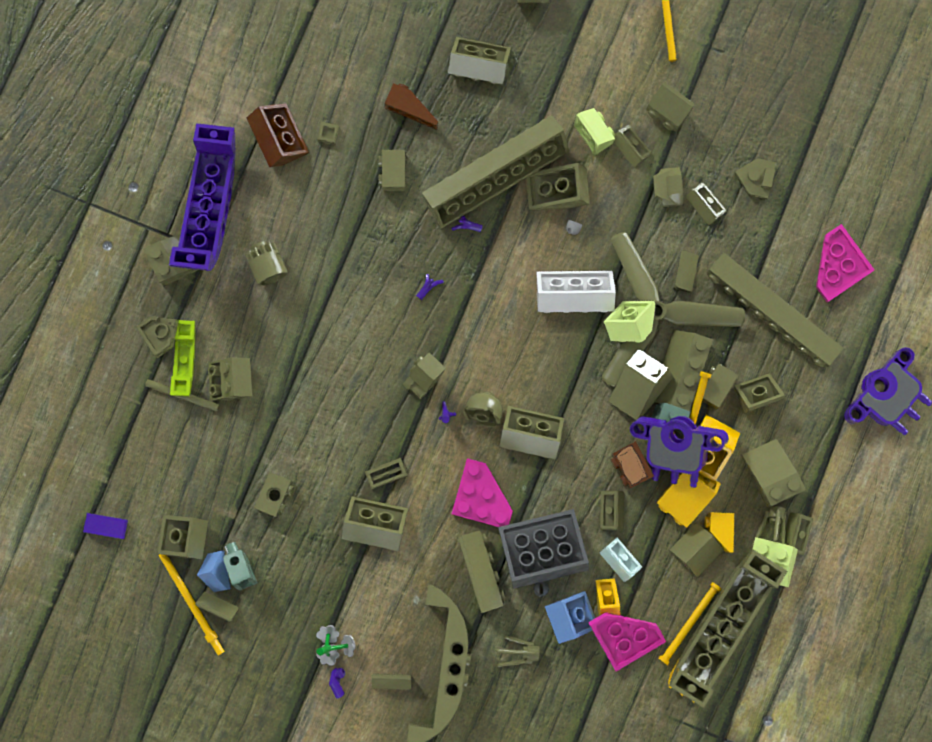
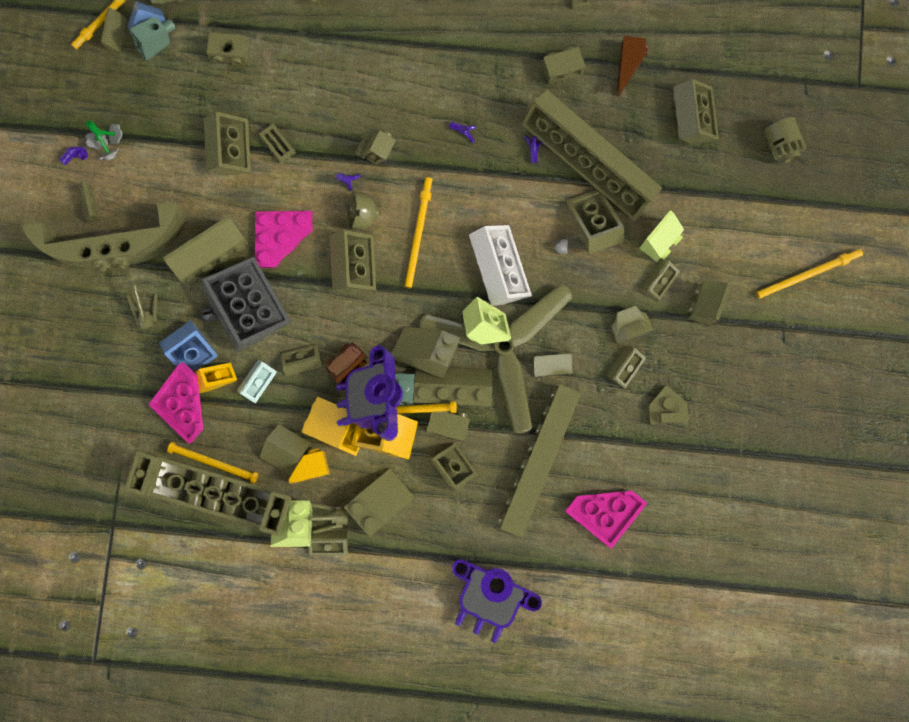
camera: 75 degrees right, 0 degrees up
(485, 343) = (425, 197): none -> yellow bar

